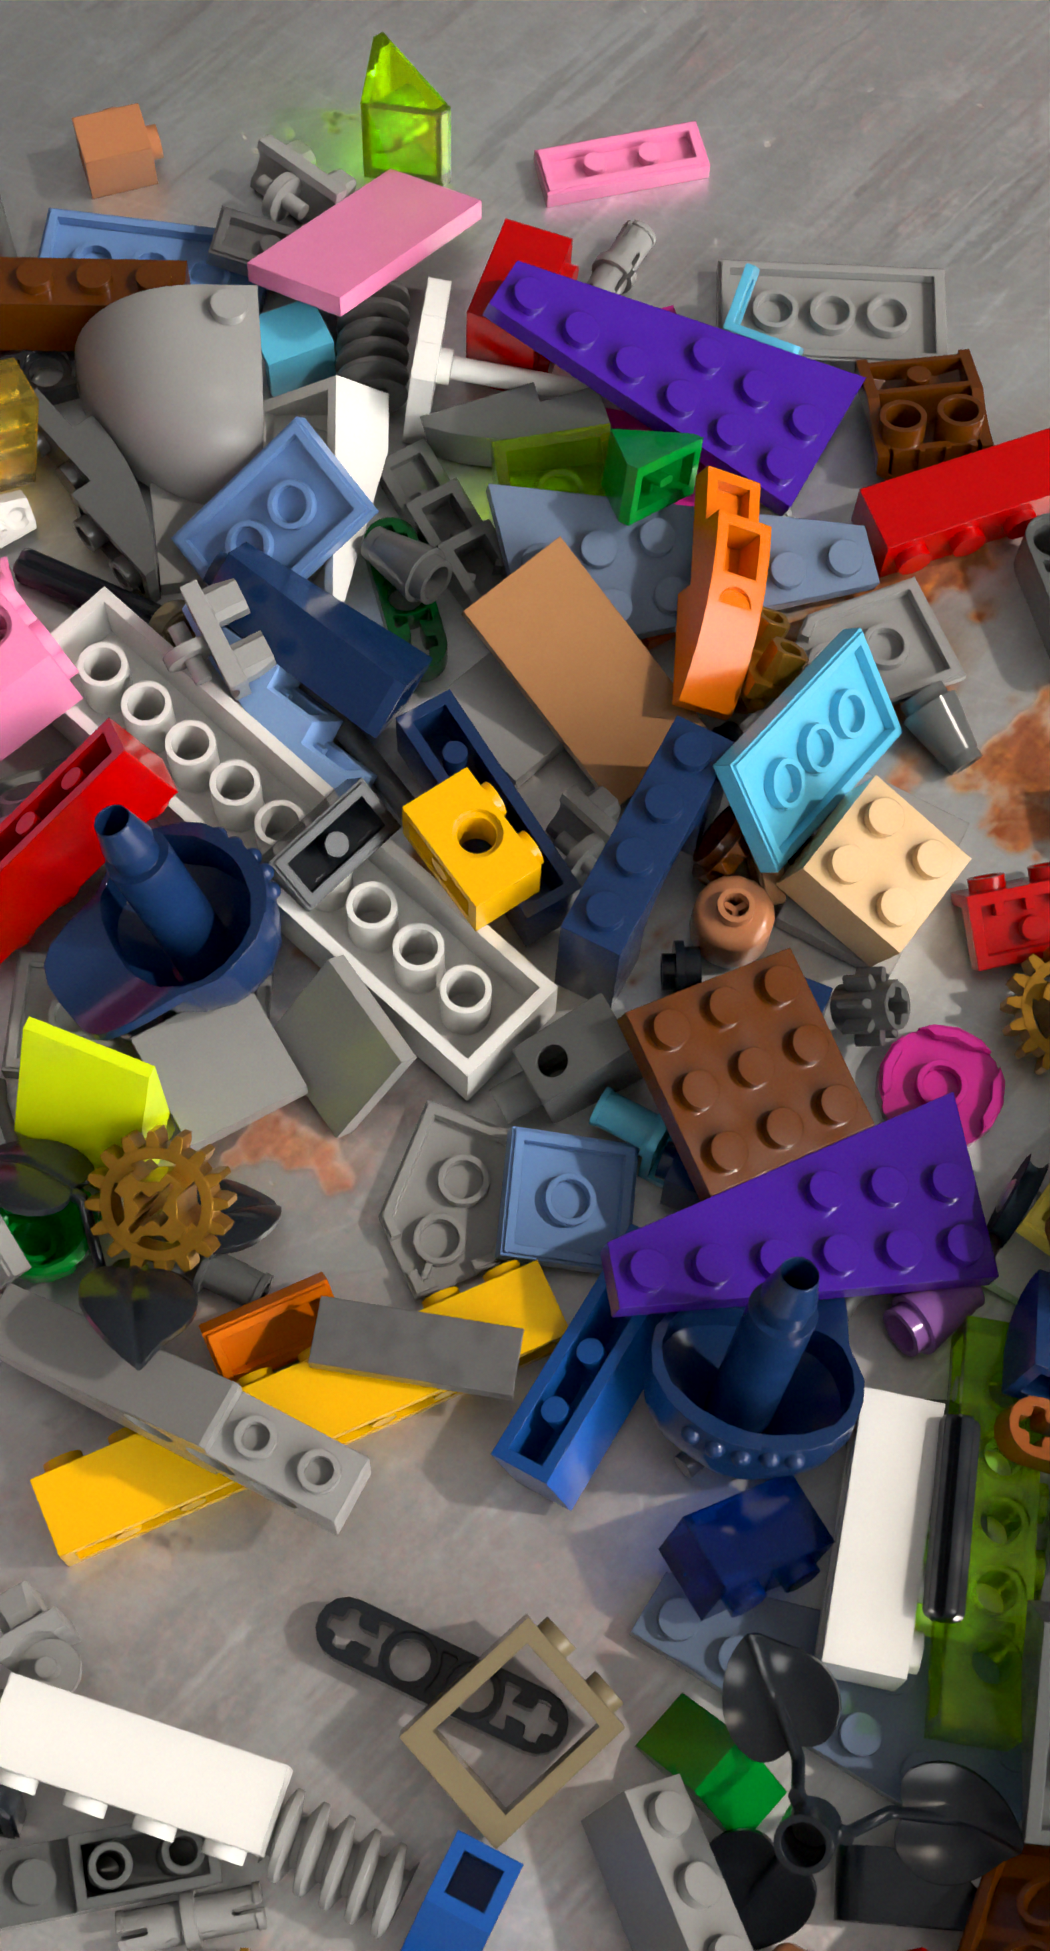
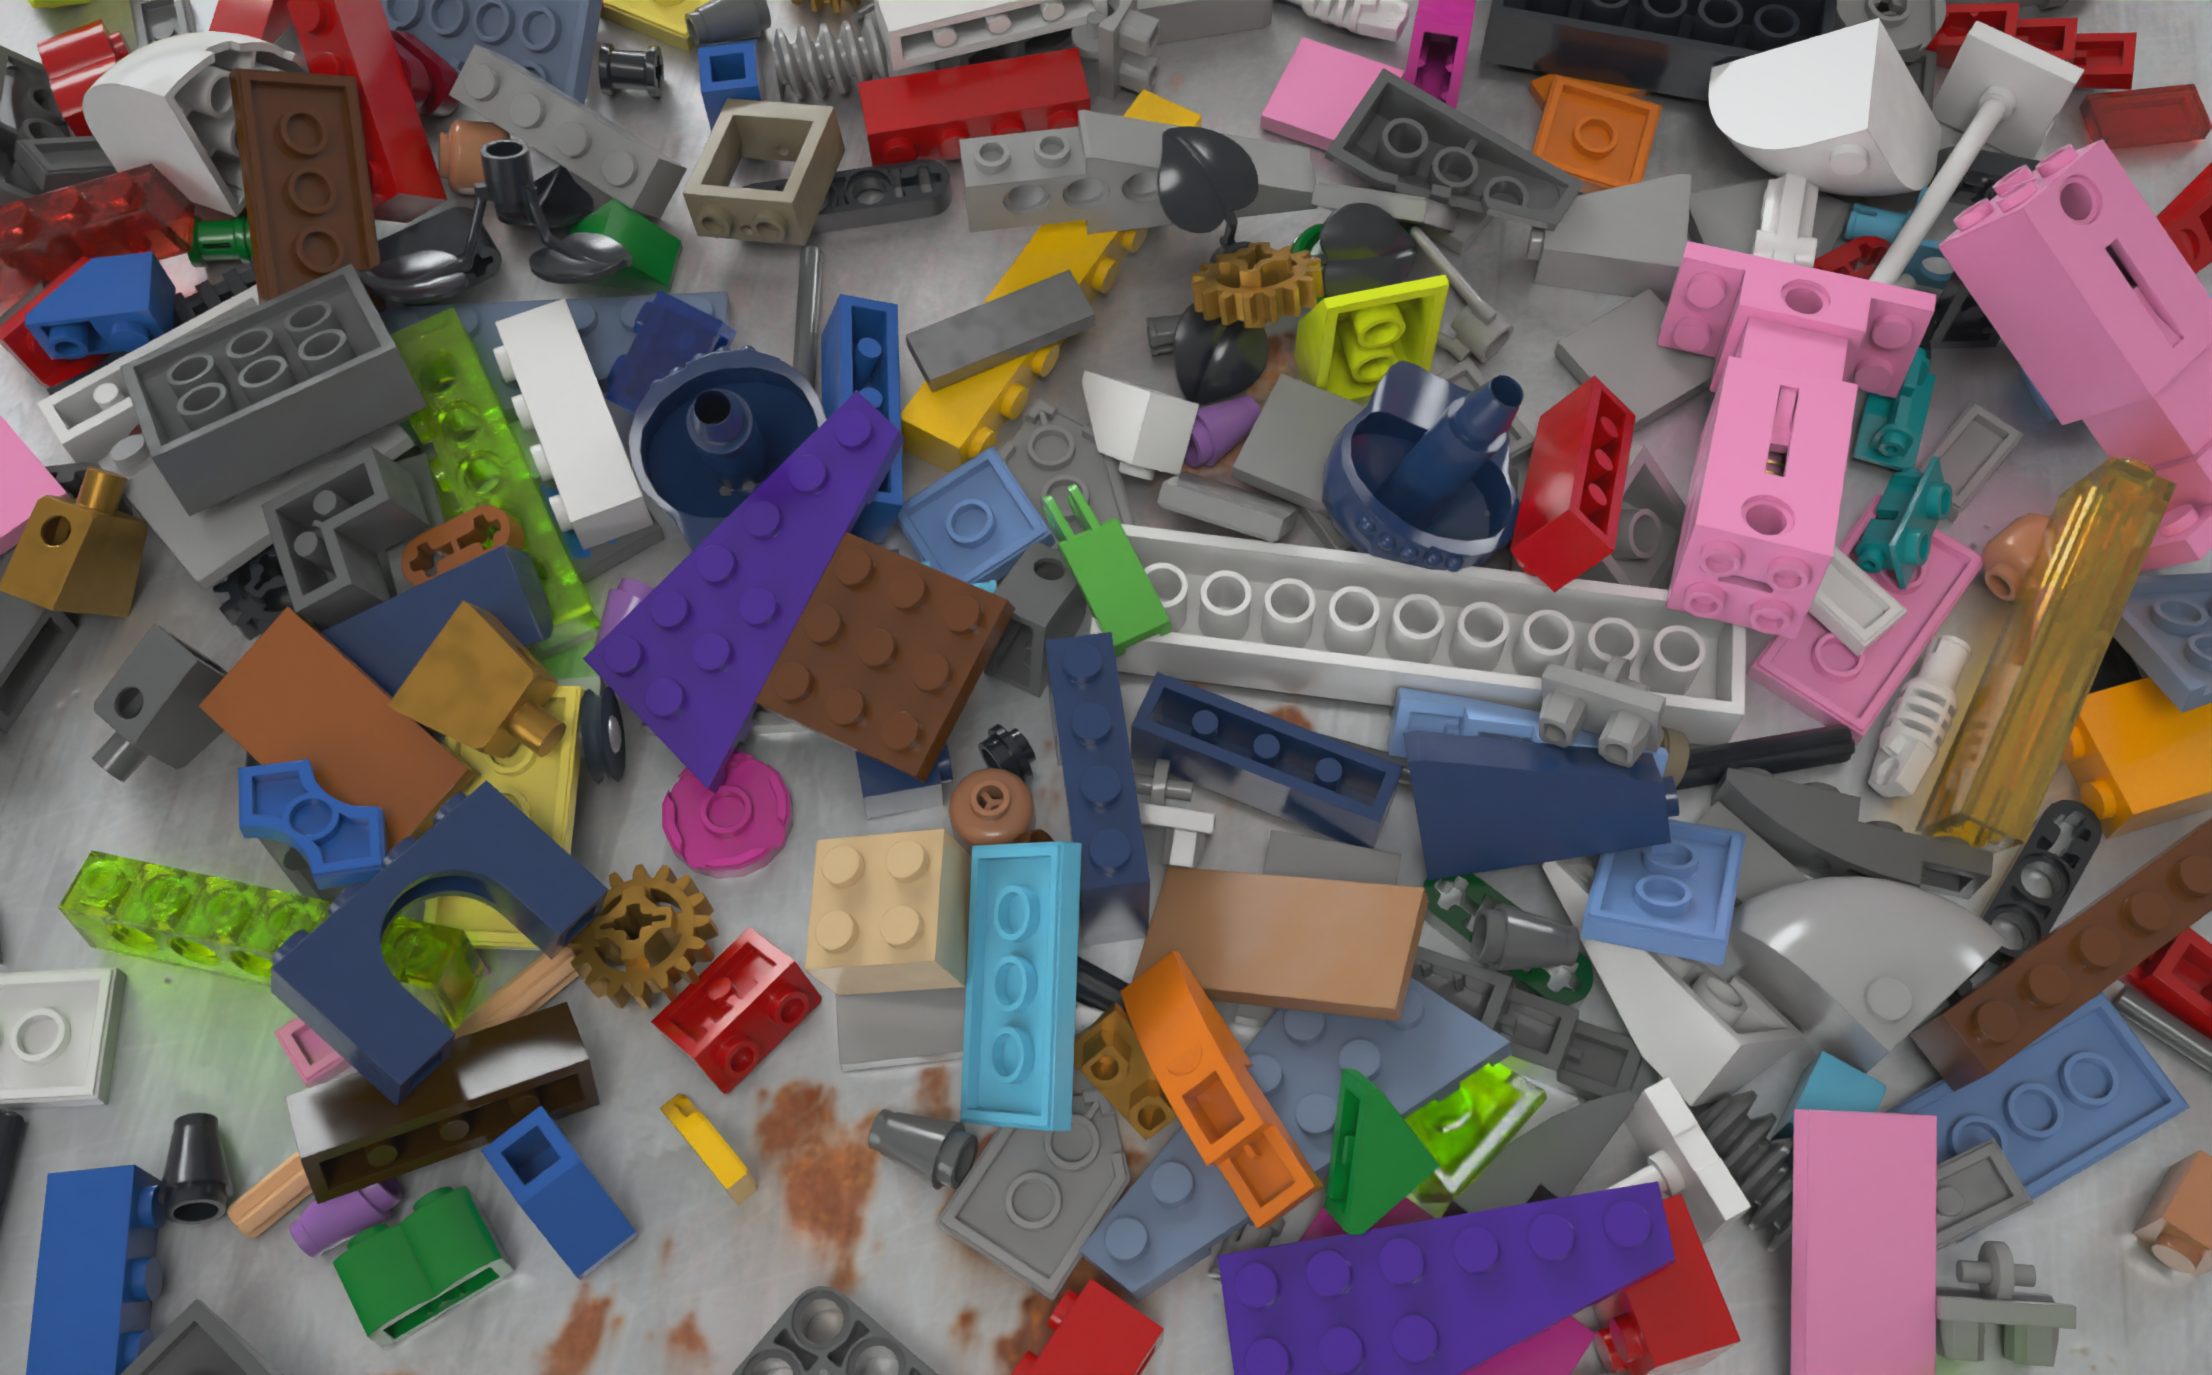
camera: 150 degrees right, 5 degrees down
(232, 1682) = (932, 110): none -> red brick
(266, 1330) = (1121, 314): orange tile -> none
(282, 1150) = (1220, 429): none -> medium lavender cone
(330, 842) = (1365, 617): black slope -> none
(351, 1194) = (1138, 424): none -> white slope
(479, 883) = (1222, 643): yellow brick -> none
(509, 1018) = (1108, 574): none -> bright green arm
(587, 1522) = (808, 312): none -> dark grey bar
(870, 1006) = (823, 816): dark grey gear -> none
(951, 1519) = (519, 440): black axle -> none

